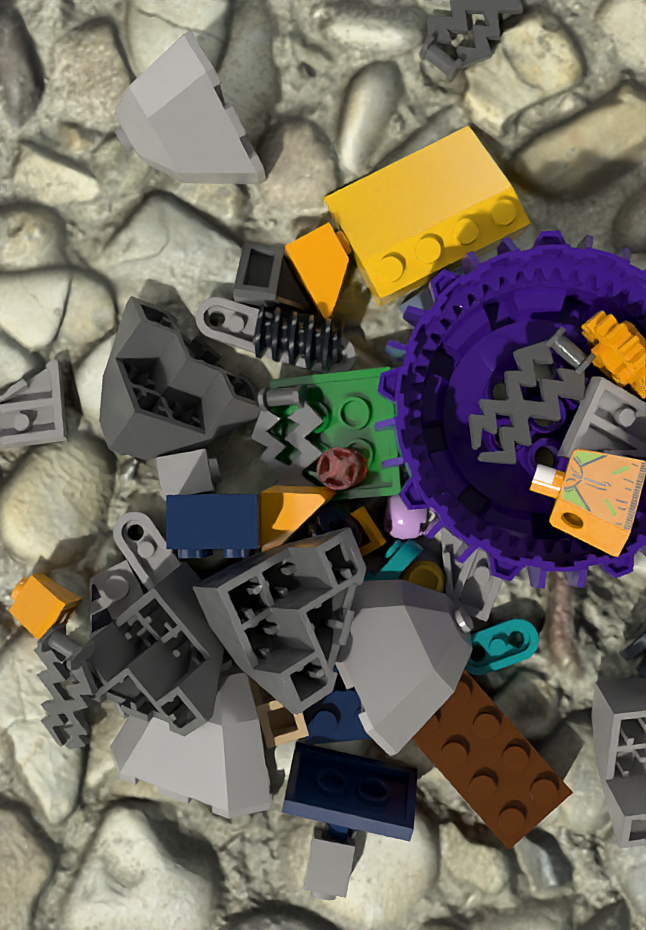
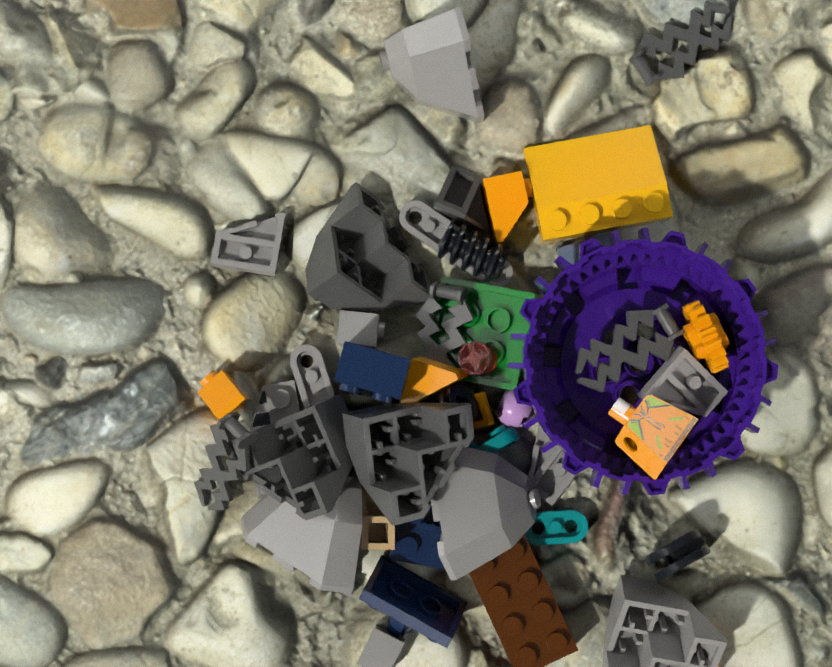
camera: 15 degrees right, 0 degrees up
(426, 574) = (517, 457): yellow plate -> none

